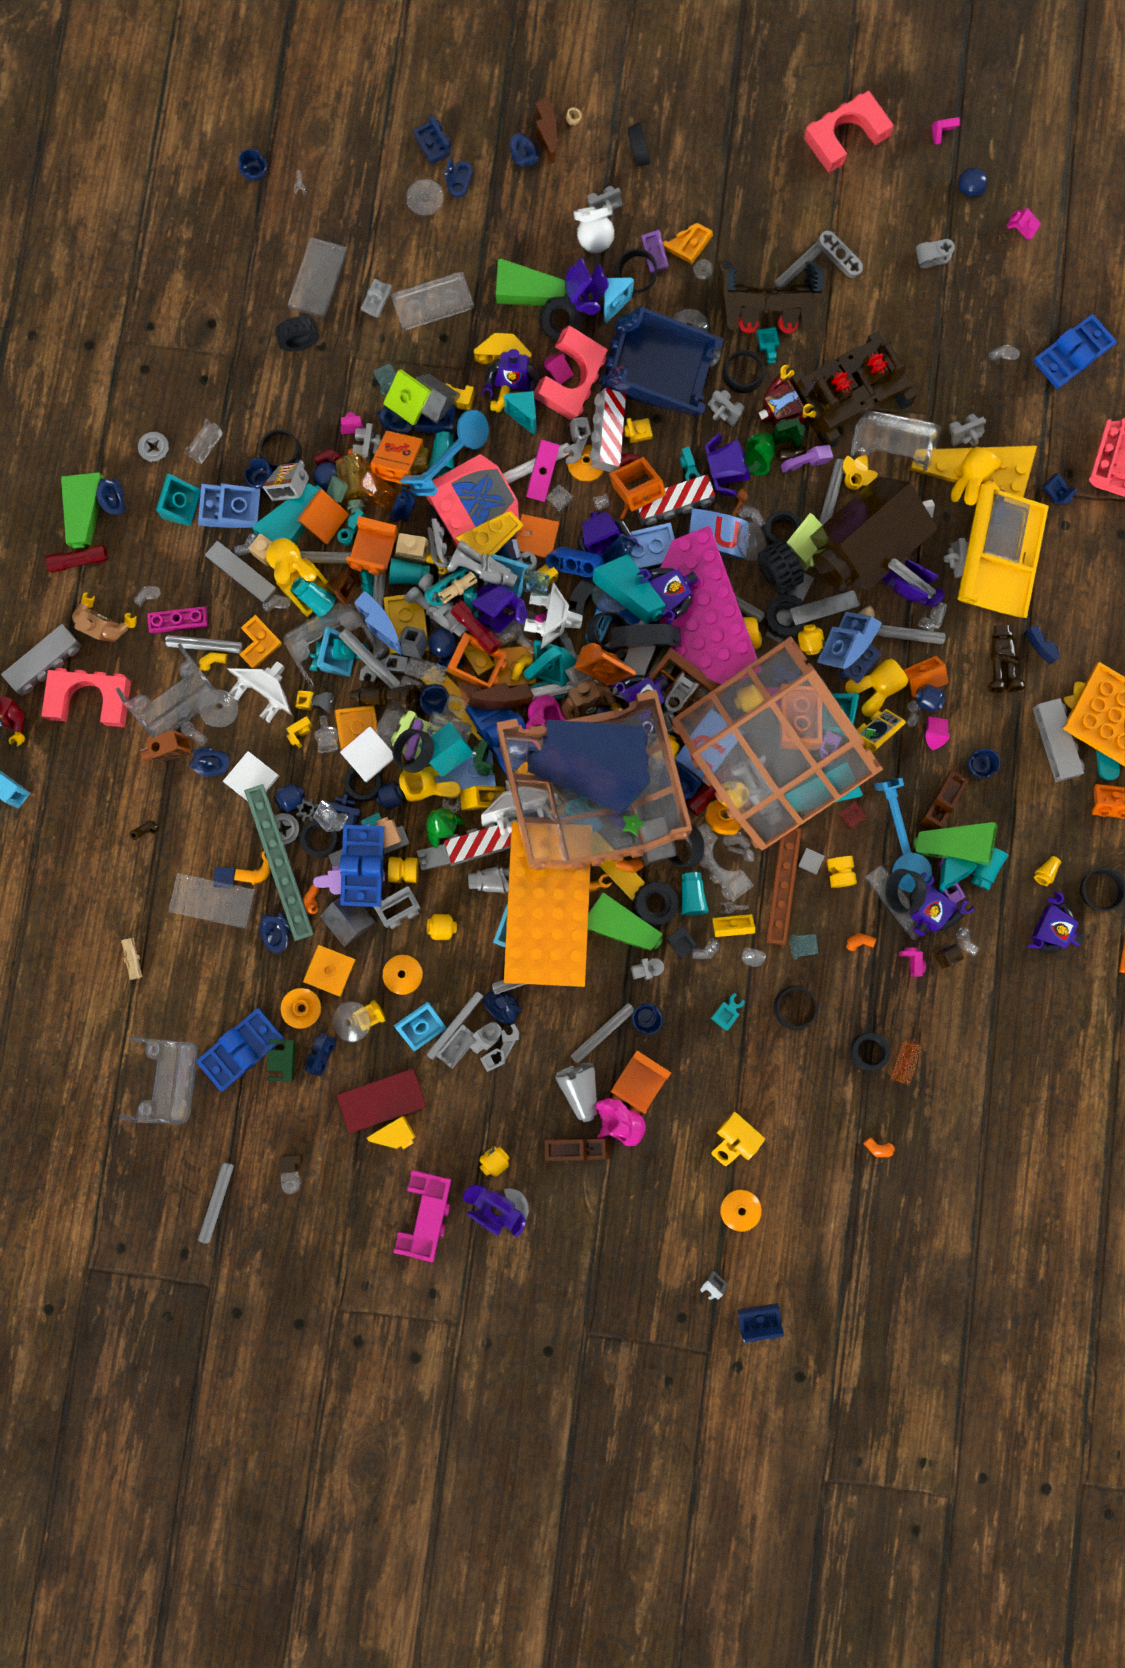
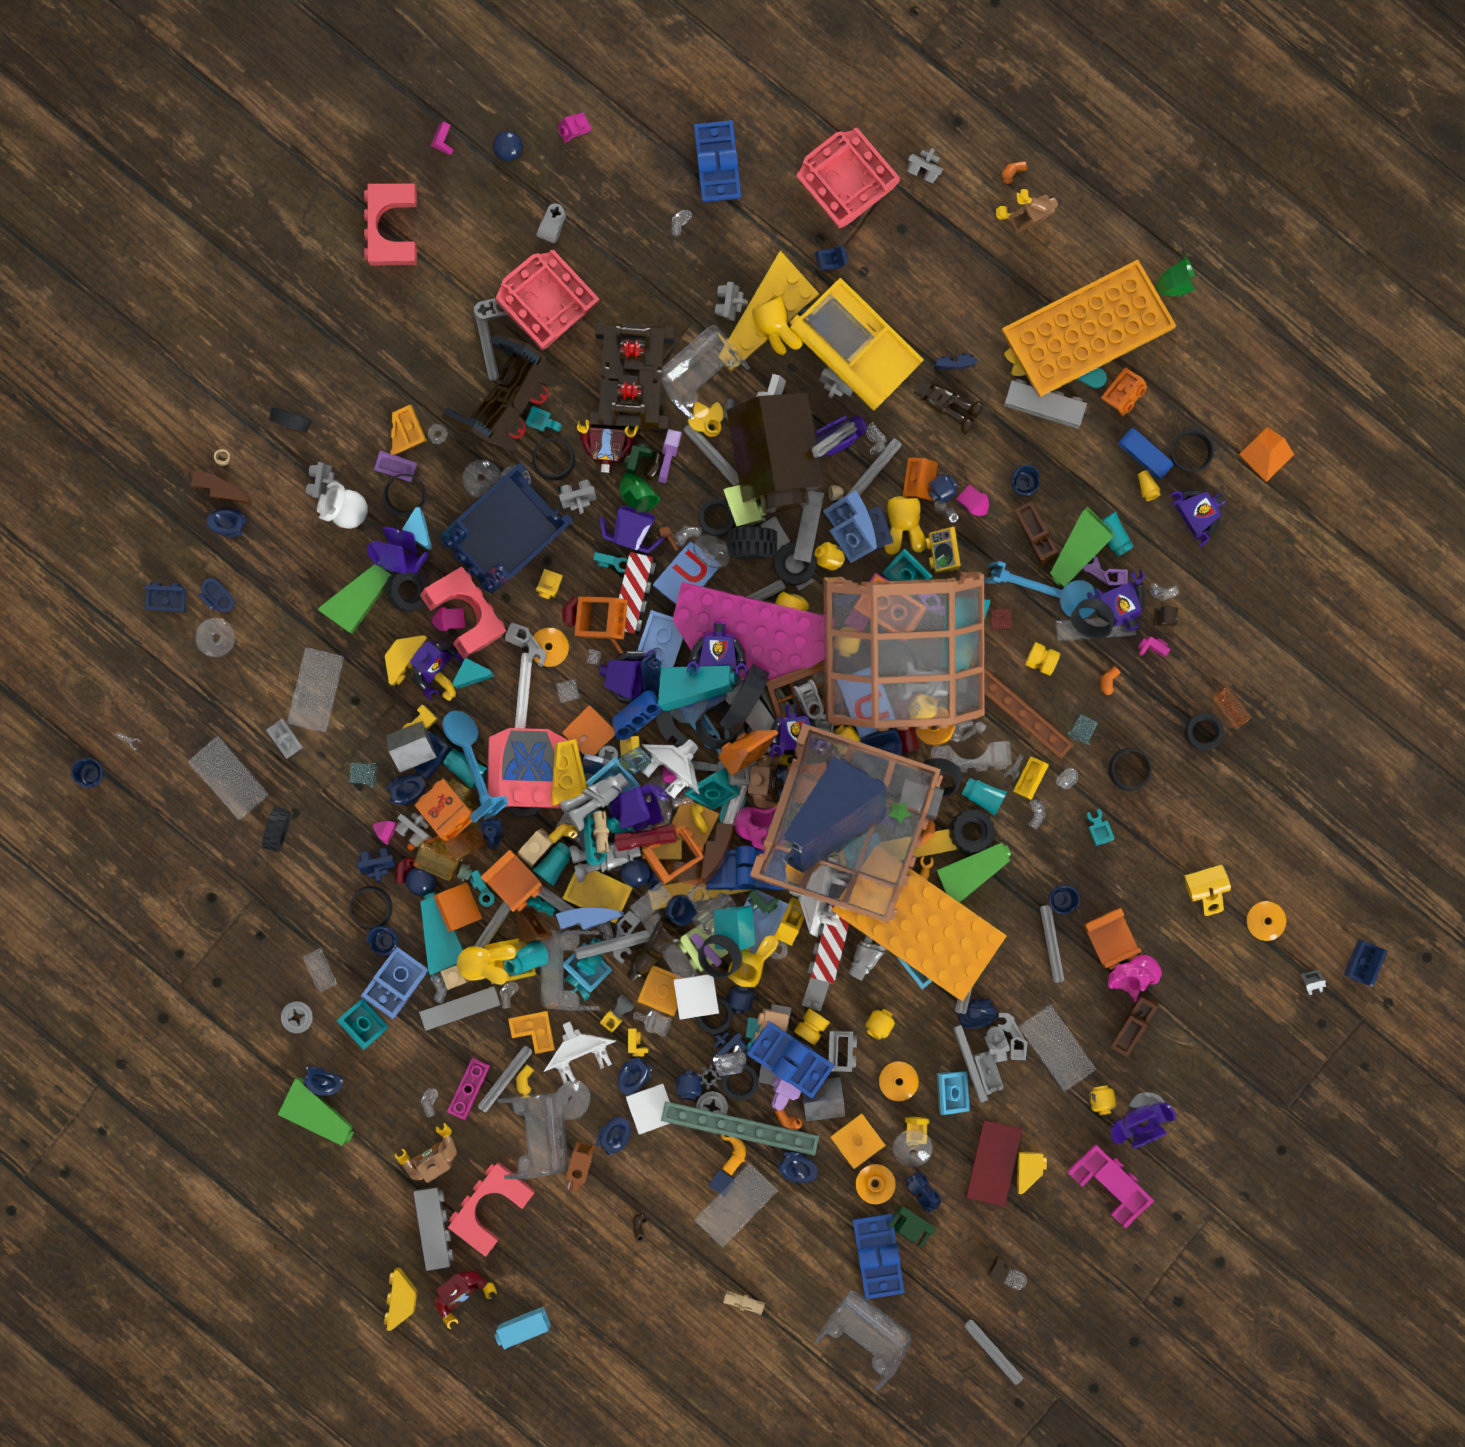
camera: 60 degrees left, 5 degrees up
(62, 561) = (358, 1144): dark red axle -> none
(188, 730) = (575, 1137): clear arm -> none
(270, 747) = (633, 1076): none -> dark blue hat
(287, 481) = (407, 919): light grey torso -> none
(316, 433) = (377, 866): none -> dark blue hips
(337, 489) = (440, 880): sand green tile -> none
(407, 397) = (399, 769): lime plate -> none
(413, 642) = (622, 898): dark grey brick -> none
(441, 548) = (552, 823): light grey piece -> none
(441, 824) = (795, 970): green helmet -> none
(515, 1094) = (1057, 1047): none -> clear tile
(542, 663) = (711, 800): teal beam -> none
(545, 458) = (544, 699): dark pink tile -> none
(579, 1089) = (1087, 992): light grey cone -> none
(607, 430) = (535, 612): brick -> none
(647, 969) = (1023, 873): light grey hips -> none
(681, 942) = (1017, 830): black panel -> none
(811, 861) = (1016, 677): light grey tile -> none
(870, 283) = (545, 297): none -> coral wedge
(879, 1150) = (1288, 777): orange arm -> none
(953, 871) = (1101, 566): teal slope -> none
(1074, 851) = (1145, 453): none -> blue beam

